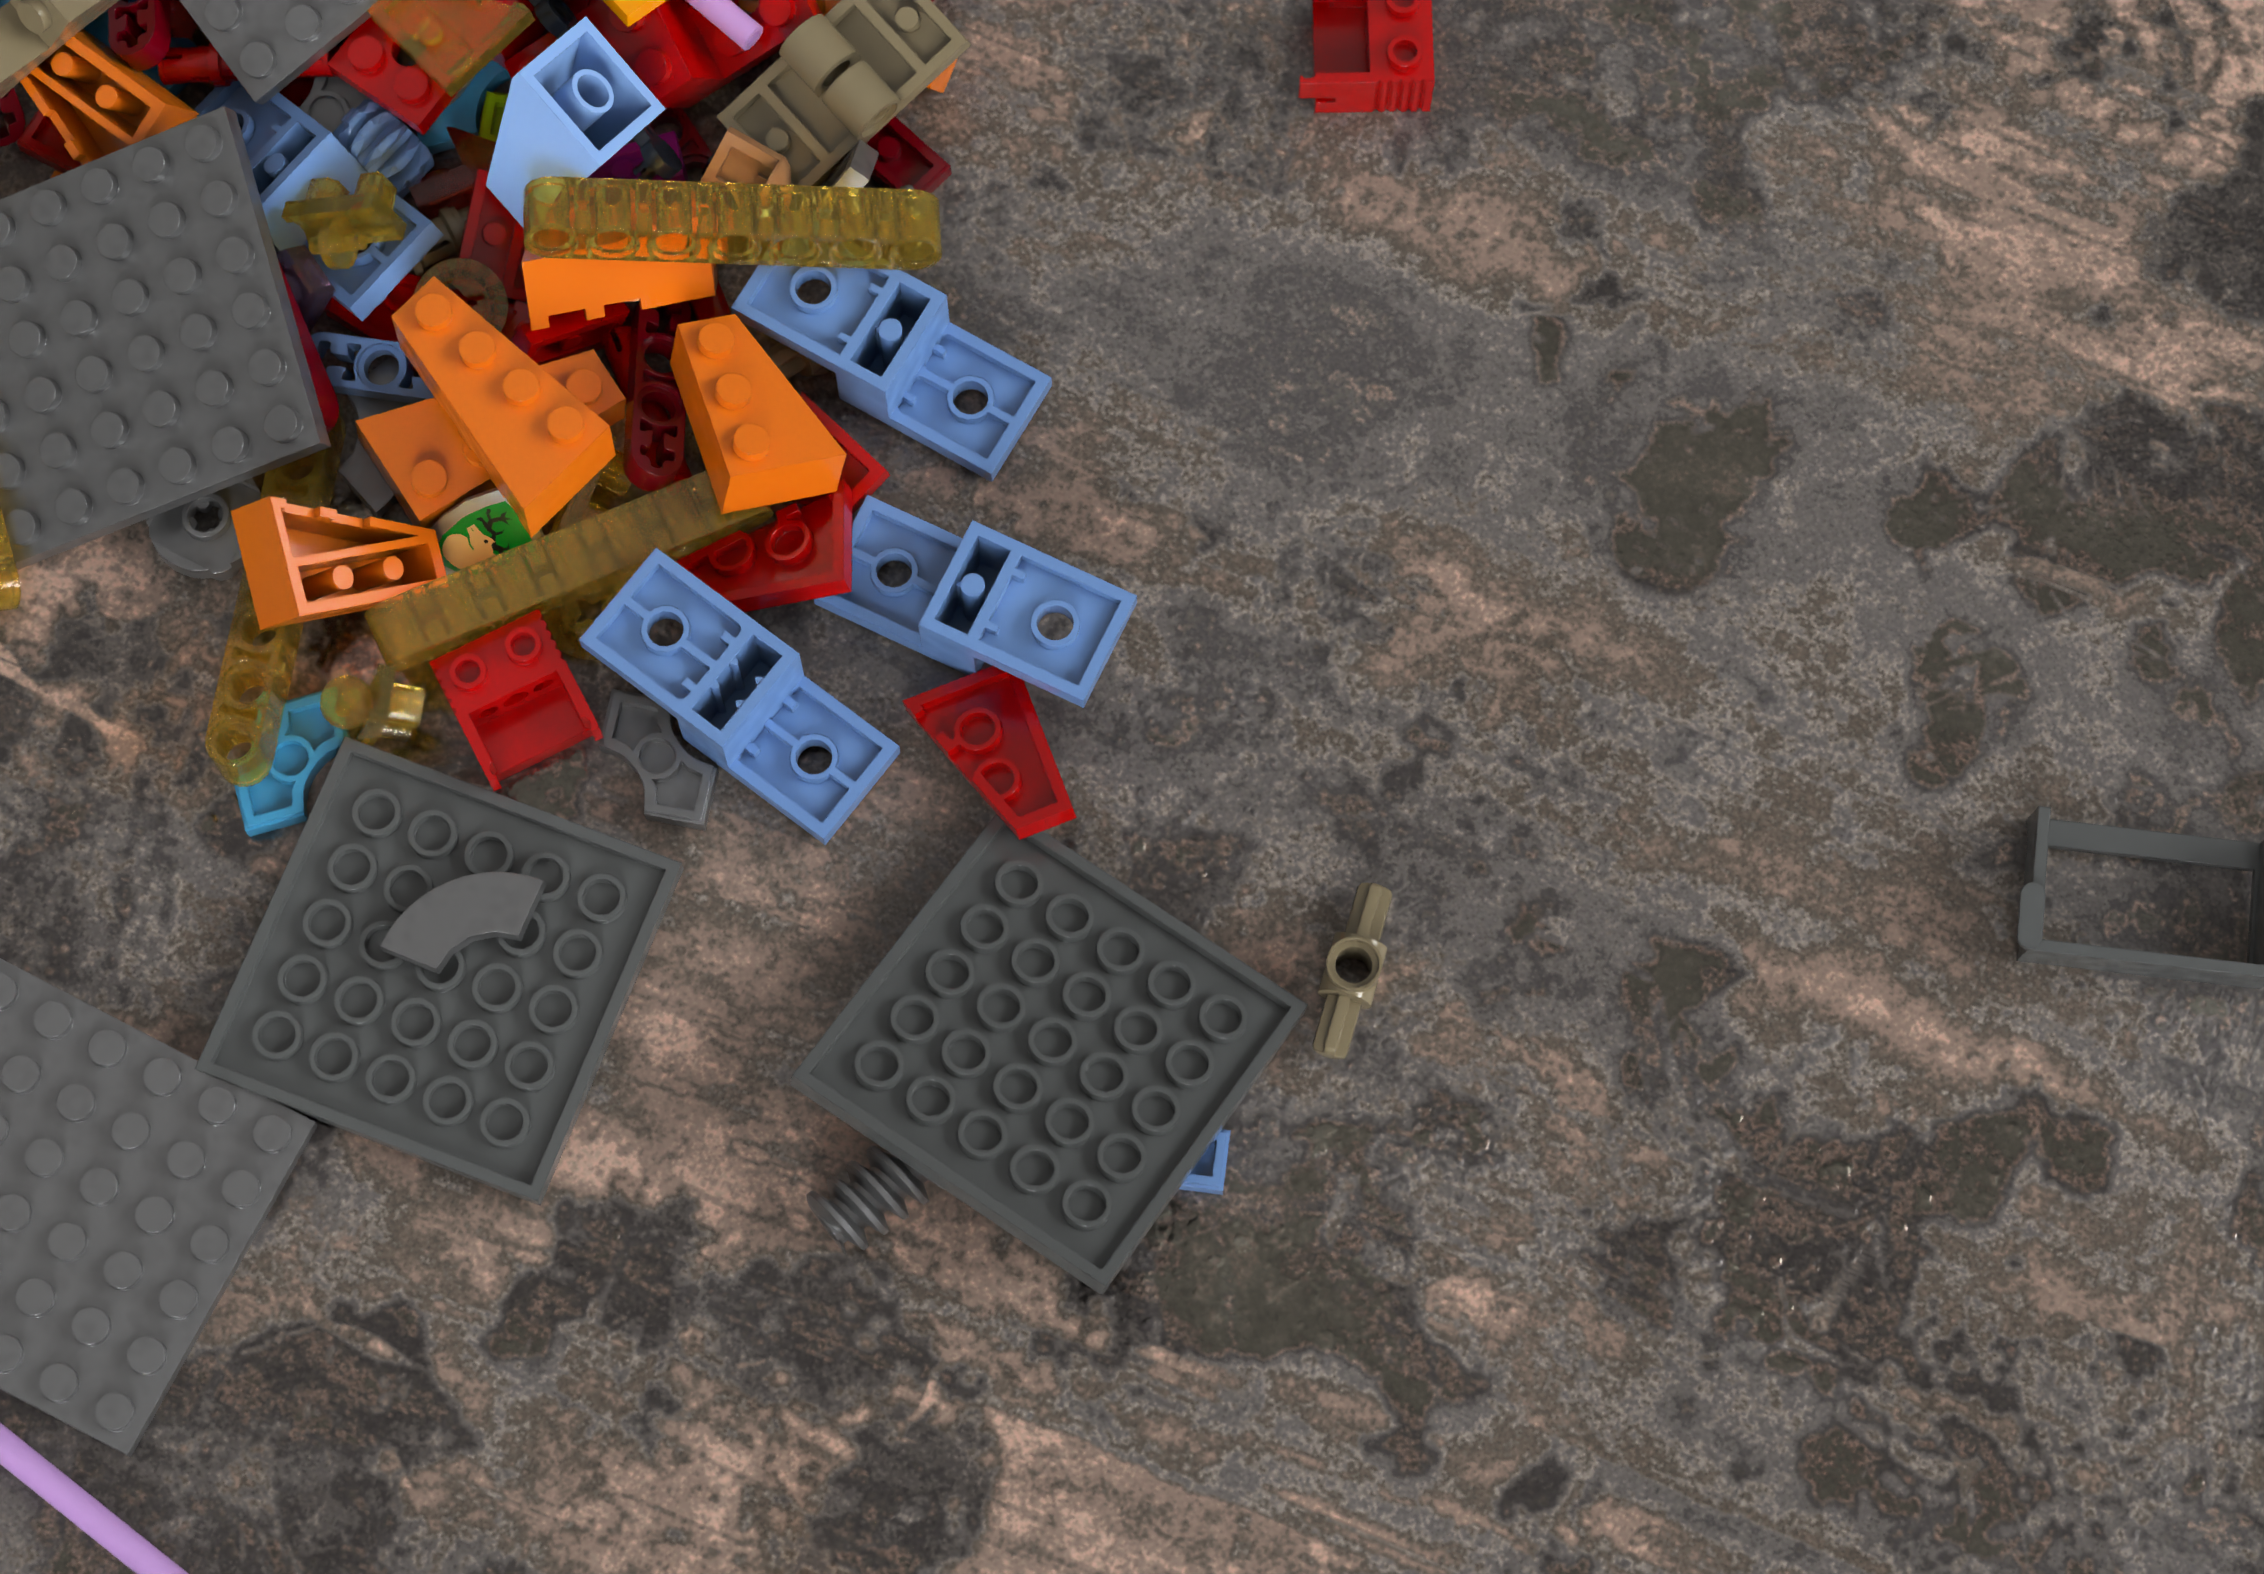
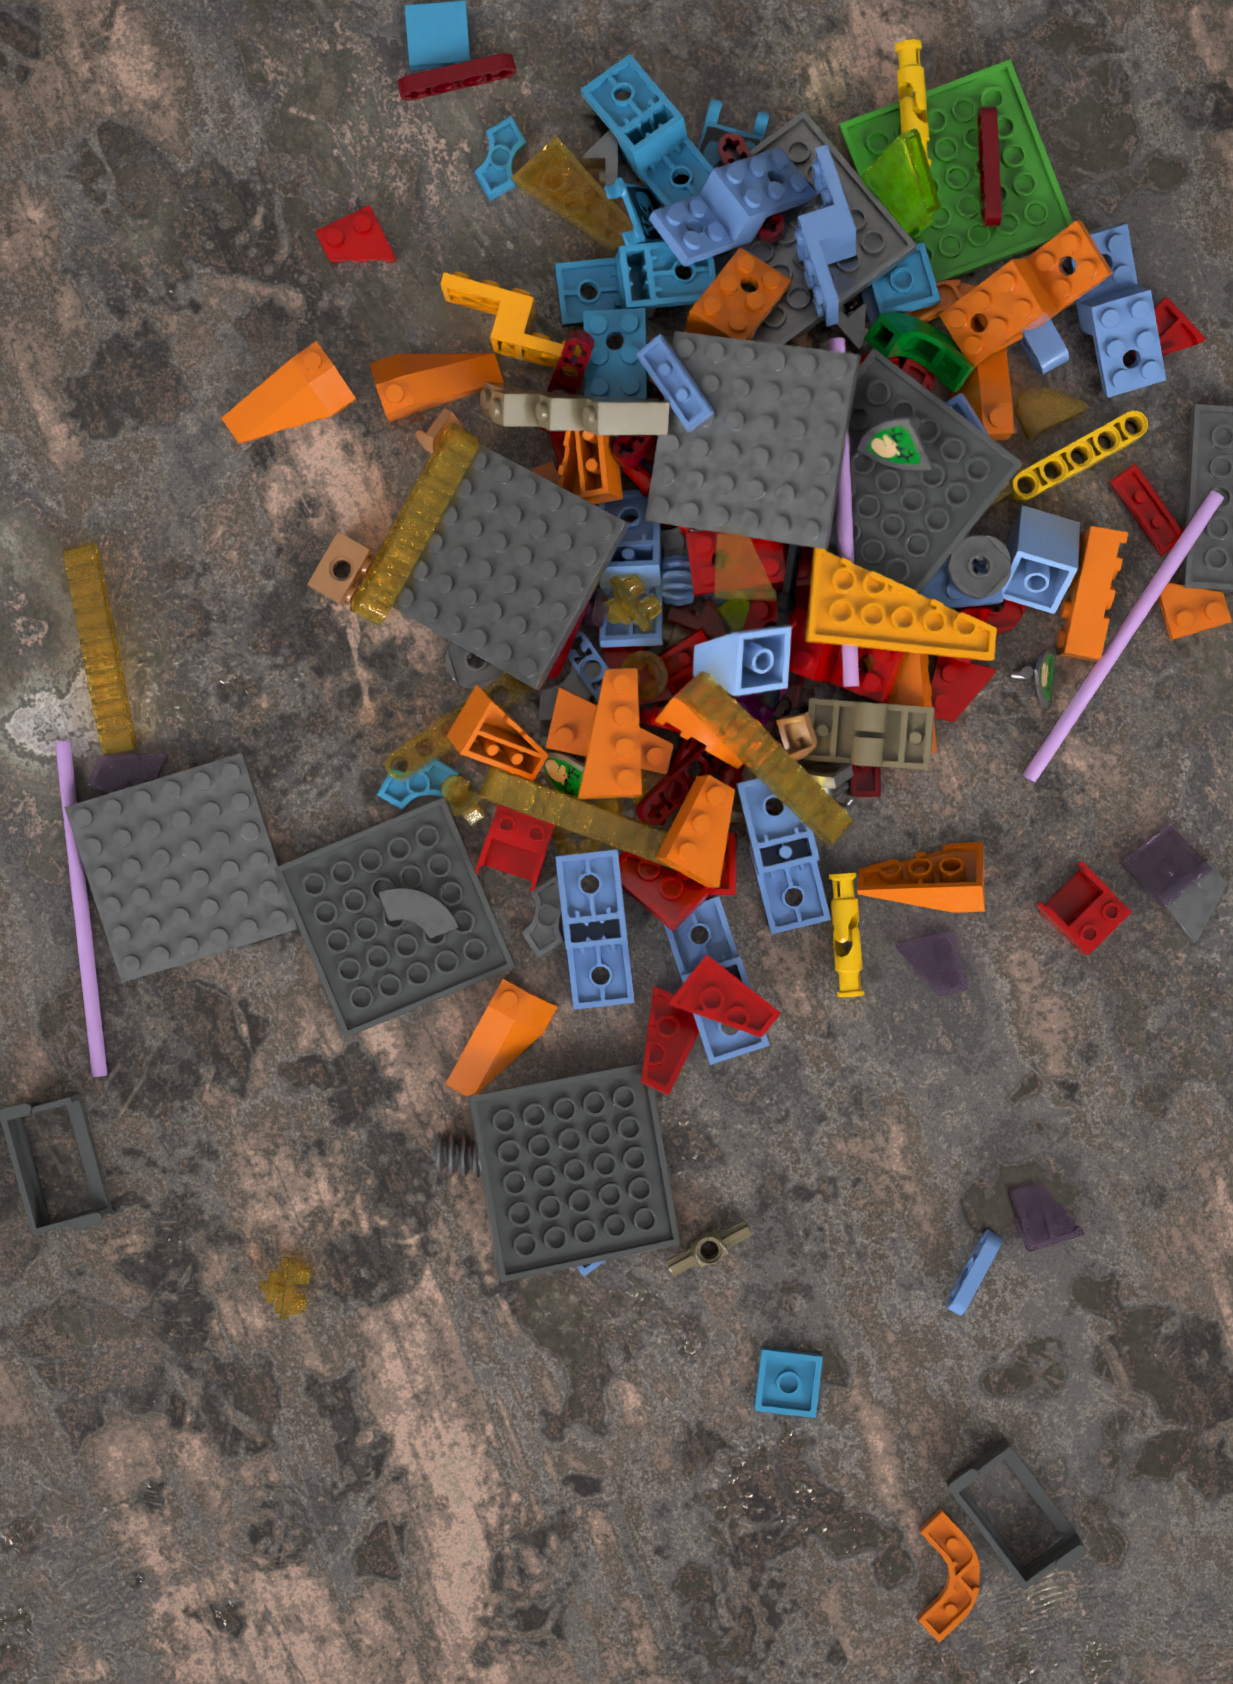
camera: 45 degrees right, 15 degrees up
(759, 964) = (503, 1033): none -> orange wedge
(1009, 587) = (724, 998): none -> red wing
(1069, 359) = (845, 922): none -> yellow piece
(1154, 179) = (940, 880): none -> orange wedge
(1251, 296) = (937, 961): none -> clear purple wing
(1659, 1045) = (788, 1382): none -> dark azure tile
(1741, 640) = (974, 1272): none -> medium blue beam
(1749, 480) = (1042, 1218): none -> clear purple wing
(2182, 1060) = (962, 1580): none -> orange plate

